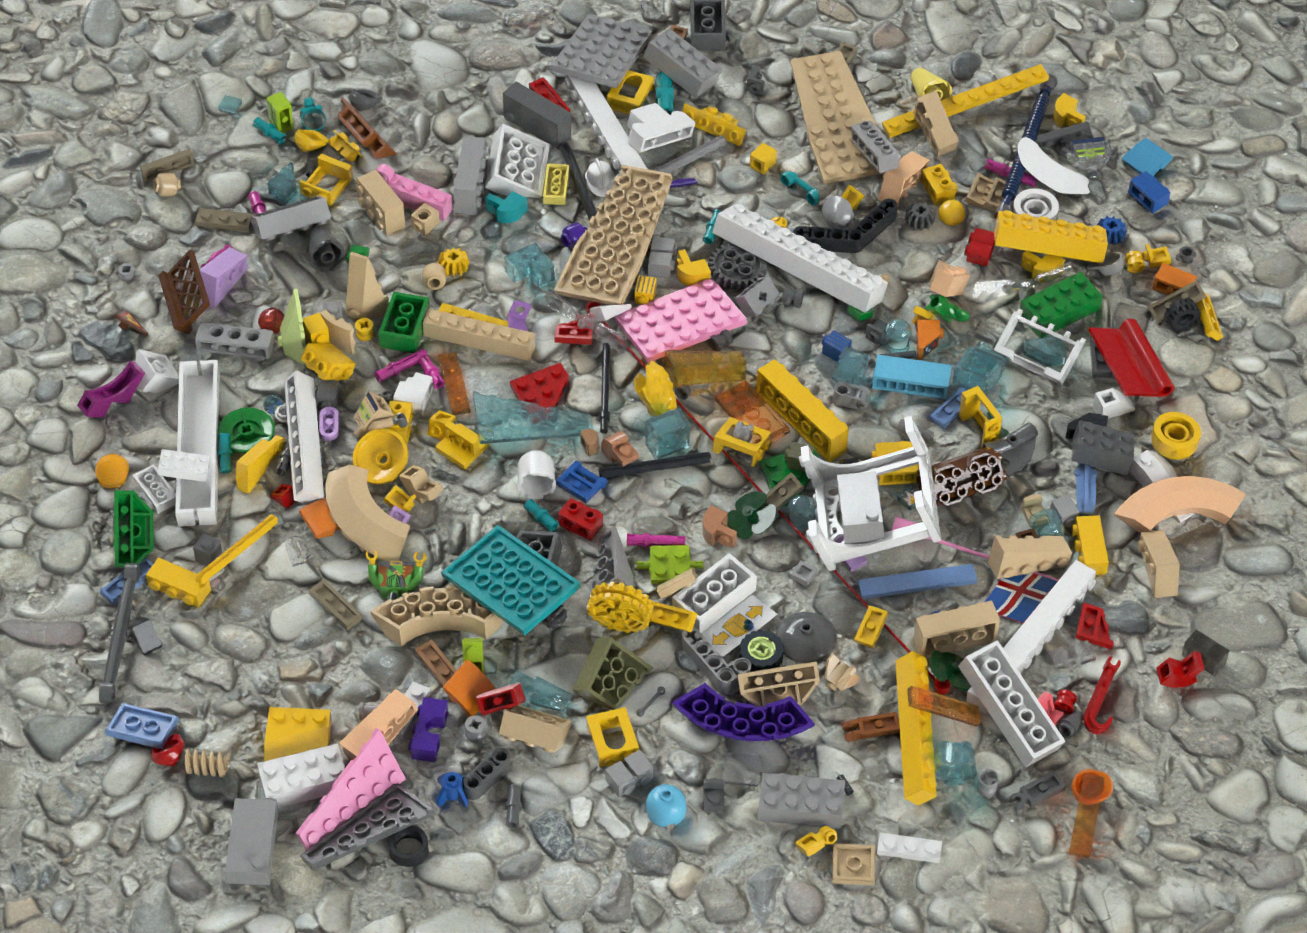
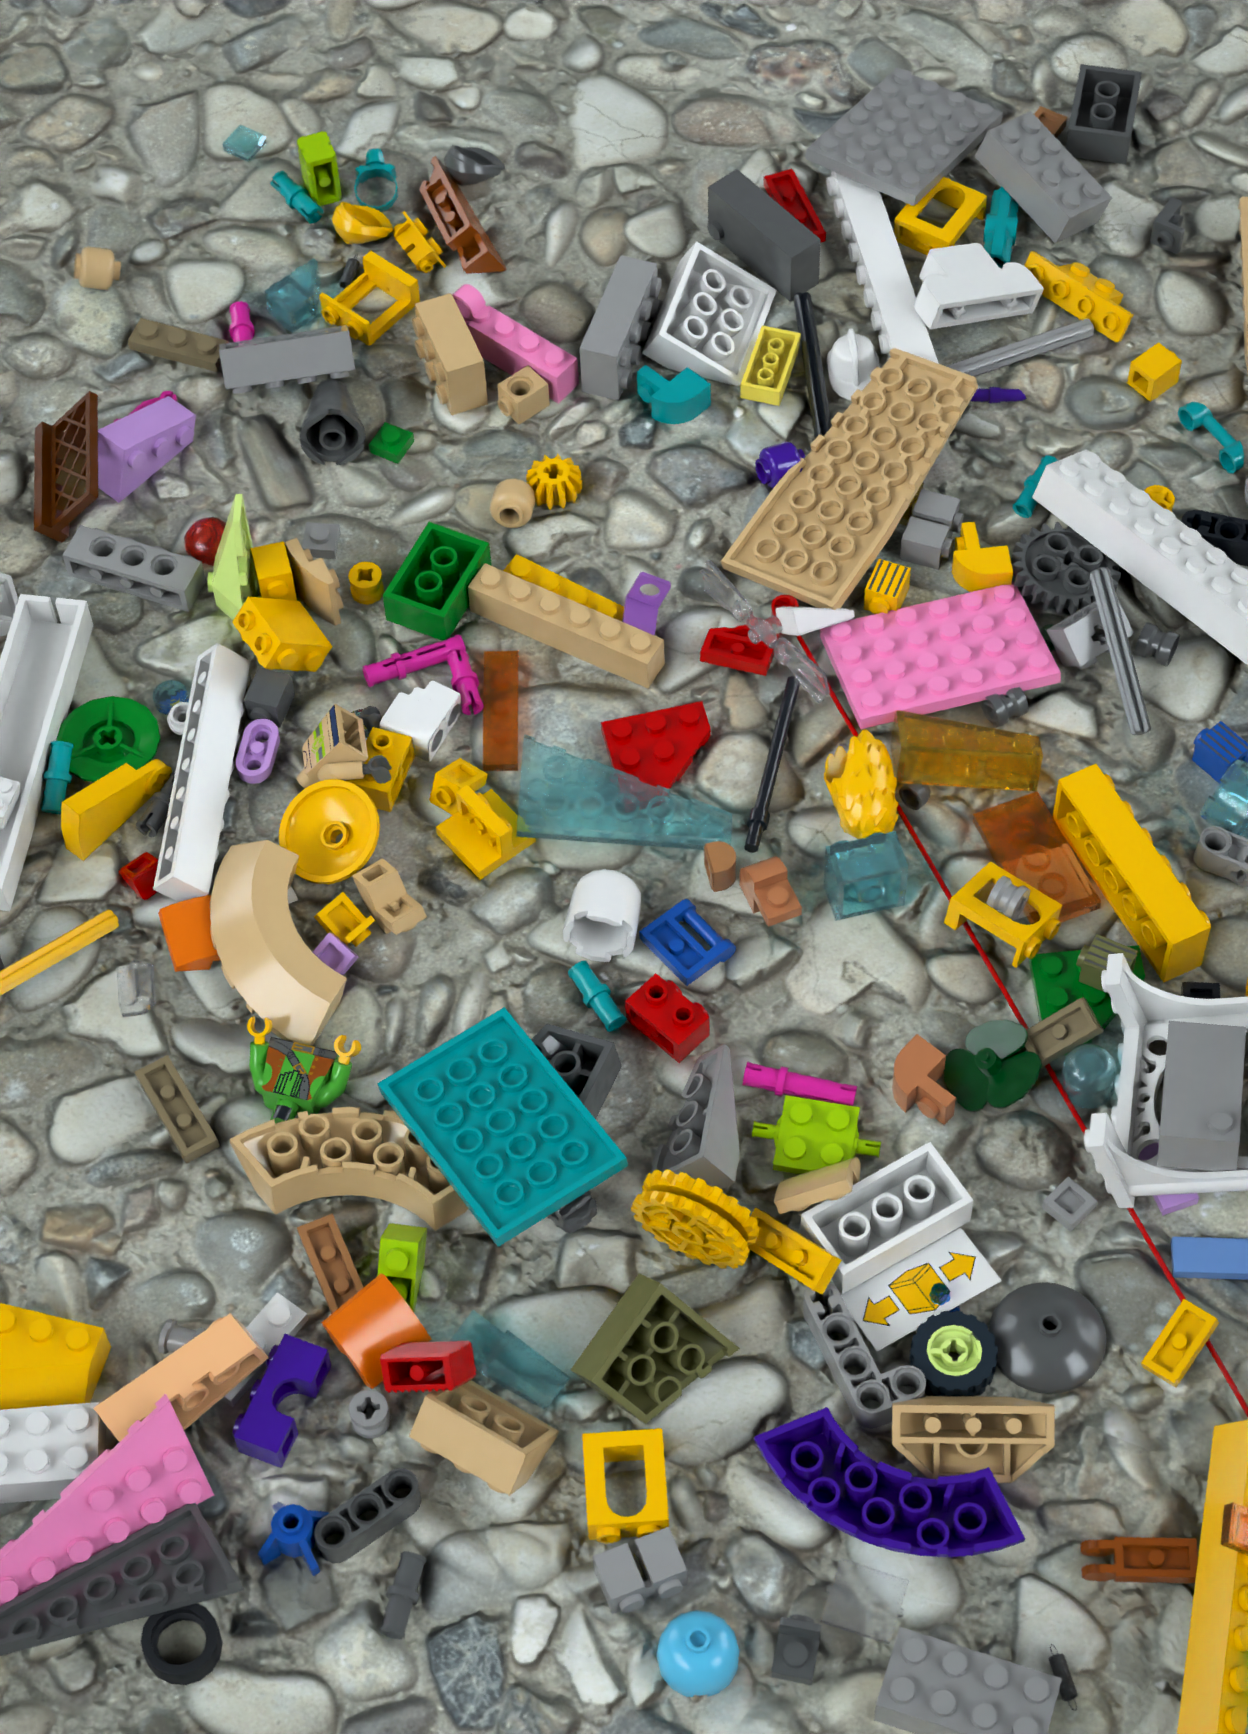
camera: 15 degrees right, 5 degrees up
(167, 165) = (108, 233): dark tan plate -> none
(364, 293) = (373, 515): tan wedge -> none
(530, 262) = (689, 503): clear light blue brick -> none
(655, 465) = (833, 931): black axle -> none
(660, 691) = (743, 1400): dark grey hinge -> none
(775, 303) = (1120, 651): none -> axle
(839, 675) = (1096, 1437): tan brick -> none

